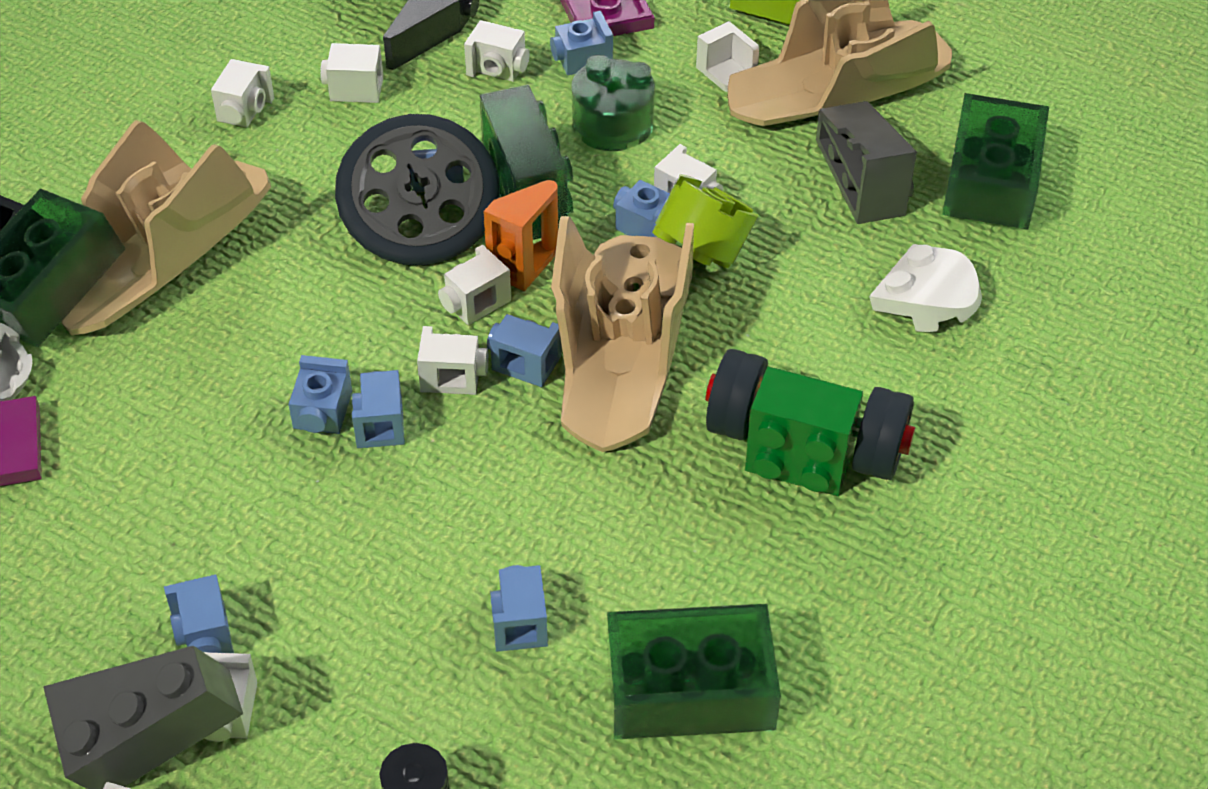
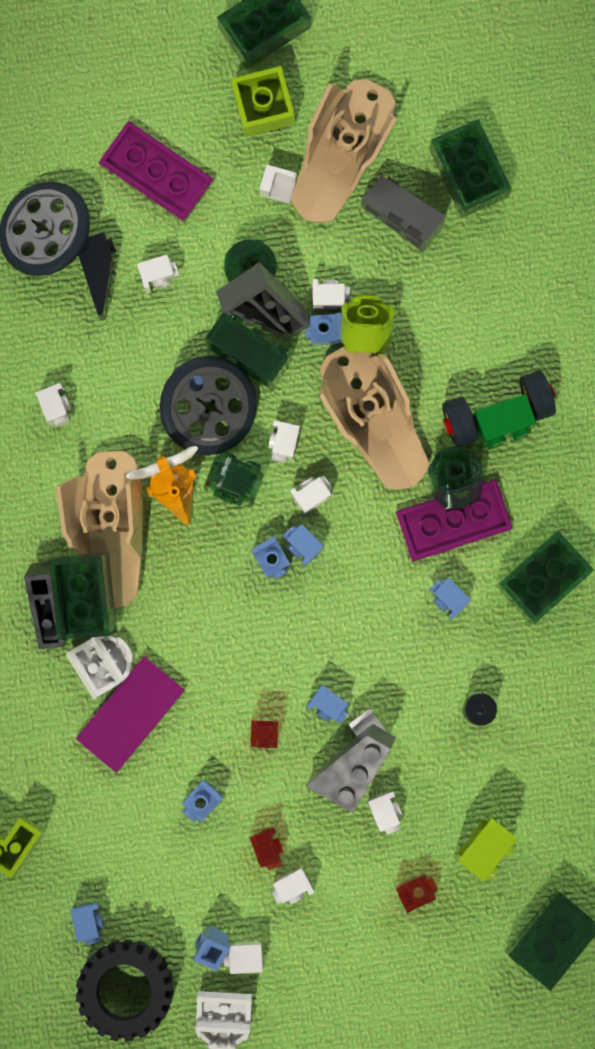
camera: 40 degrees left, 35 degrees up
(74, 590) = (264, 734): none -> clear red brick
(284, 228) = (171, 483): none -> light orange helmet
(353, 73) = (96, 345): white brick -> none
(364, 274) = (234, 480): none -> clear green brick
(511, 235) = (287, 401): orange tile -> none
(524, 349) = (337, 460): medium blue brick -> none
(581, 40) = (195, 242): medium blue brick -> none
(594, 115) = (265, 301): none -> dark grey wedge
(622, 526) = (434, 530): none -> magenta tile
(669, 454) = (456, 477): none -> clear green brick
(929, 287) = (490, 277): white slope -> none

